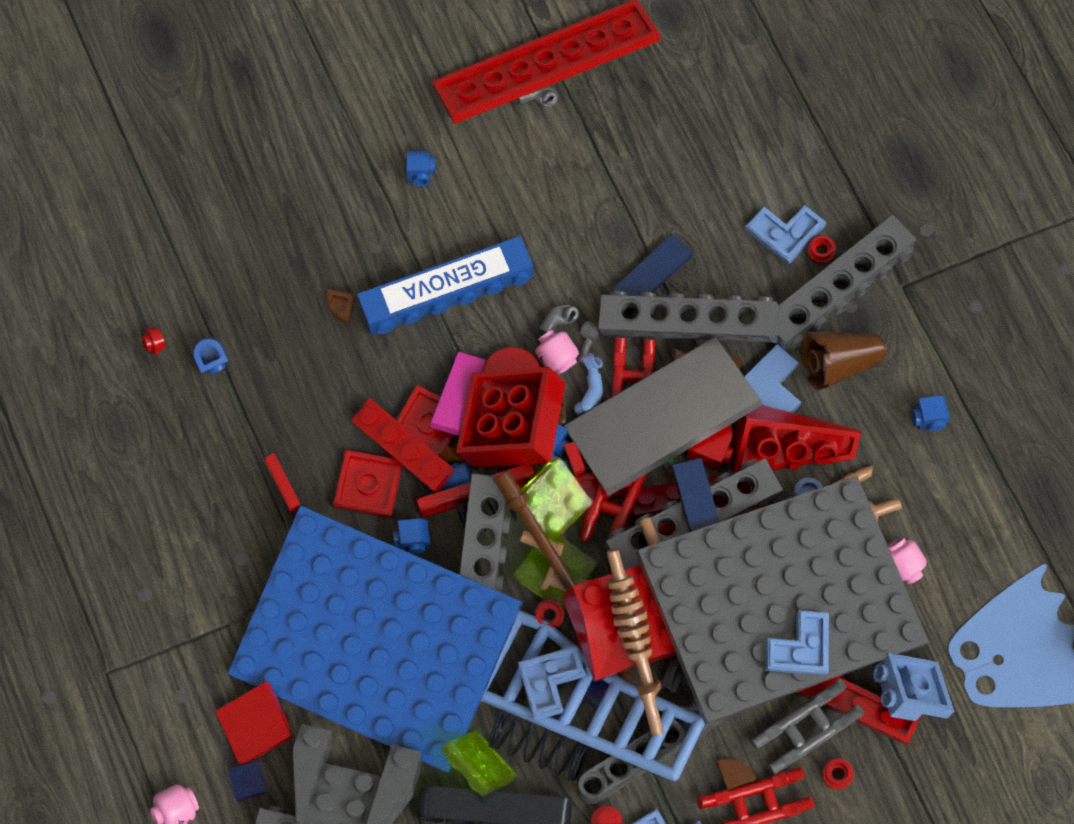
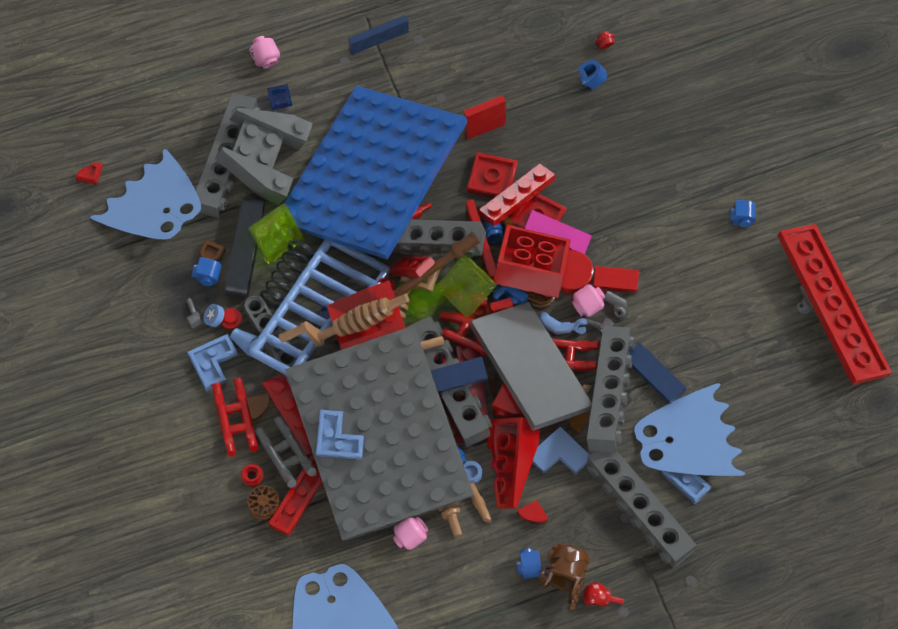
camera: 90 degrees right, 5 degrees down
(143, 646) = (378, 34): none -> dark blue tile
(255, 723) = (318, 100): red tile -> none
(341, 304) = (632, 161): reddish brown tile -> none
(412, 536) = (448, 200): blue plate -> none
(446, 285) = (644, 229): blue brick -> none
(519, 321) = (616, 279): none -> red tile
(530, 569) = (411, 266): none -> red tile
(543, 674) = (334, 274): medium blue tile -> none
(641, 795) = (243, 339): none -> medium blue cone
(736, 219) = (697, 436): none -> medium blue piece
(739, 729) = (285, 403): none -> red plate
(821, 242) = (672, 490): red plate -> none
(839, 356) = (578, 499): reddish brown cone -> none
(858, 413) = (533, 513): none -> red tile
(878, 753) = (263, 503): none -> reddish brown wheel
(912, 687) = (308, 526): medium blue plate -> none
(937, 366) = (565, 570): none -> reddish brown helmet
(961, 334) = (597, 594): none -> red piece

